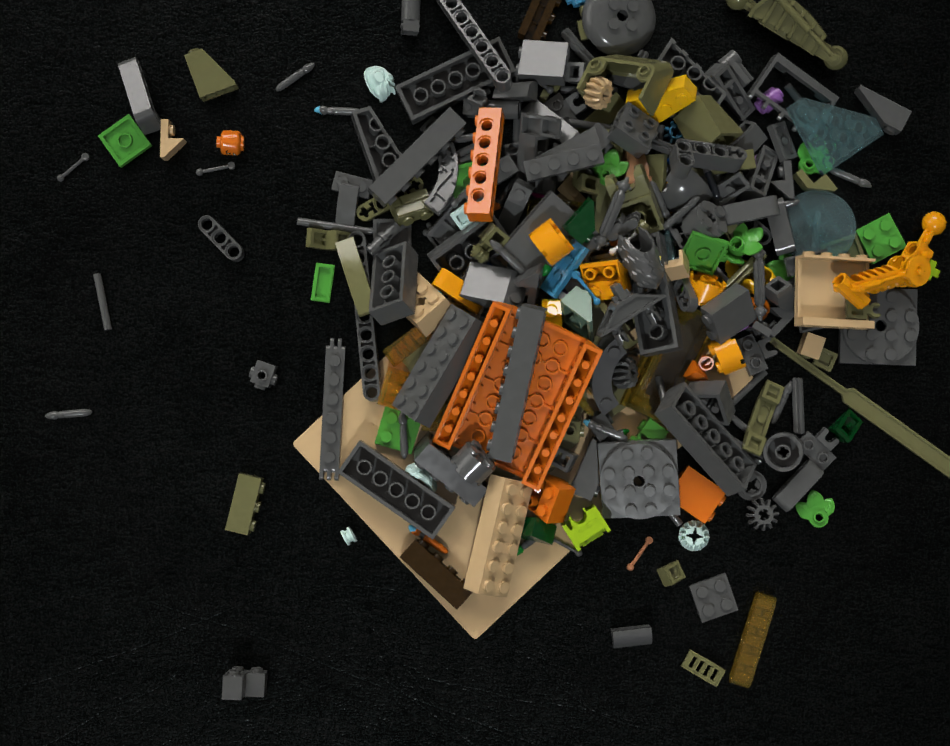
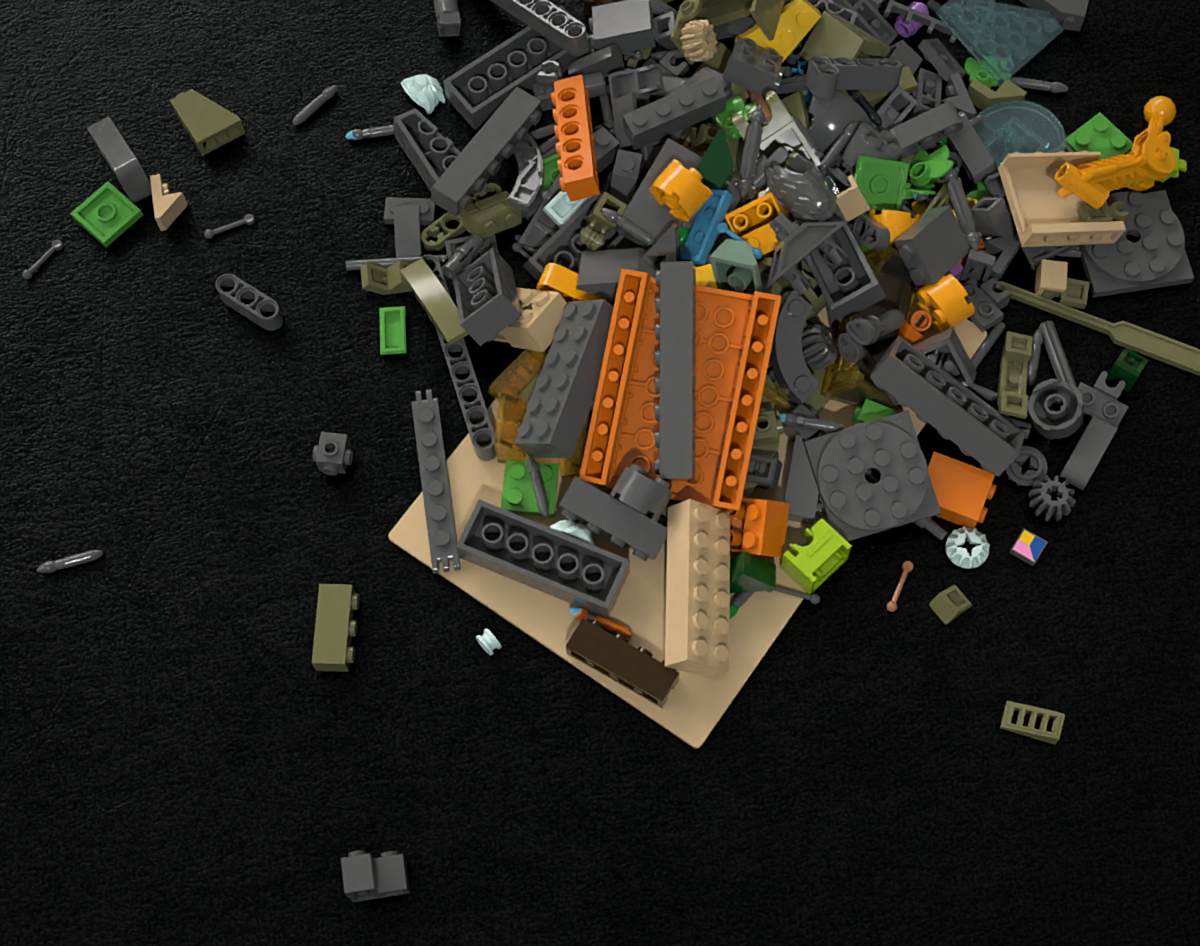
camera: 10 degrees left, 20 degrees down
(102, 301) = (100, 411): dark grey bar -> none
(230, 142) = (244, 190): orange head -> none
(631, 636) = (919, 697): dark grey brick -> none
(658, 375) = (868, 331): none -> dark grey piece
(713, 597) = (1018, 624): dark grey plate -> none
(736, 544) = (1028, 547): none -> tile
(752, 640) = (1090, 668): clear yellow beam -> none
(816, 506) = (1119, 477): bright green plate -> none

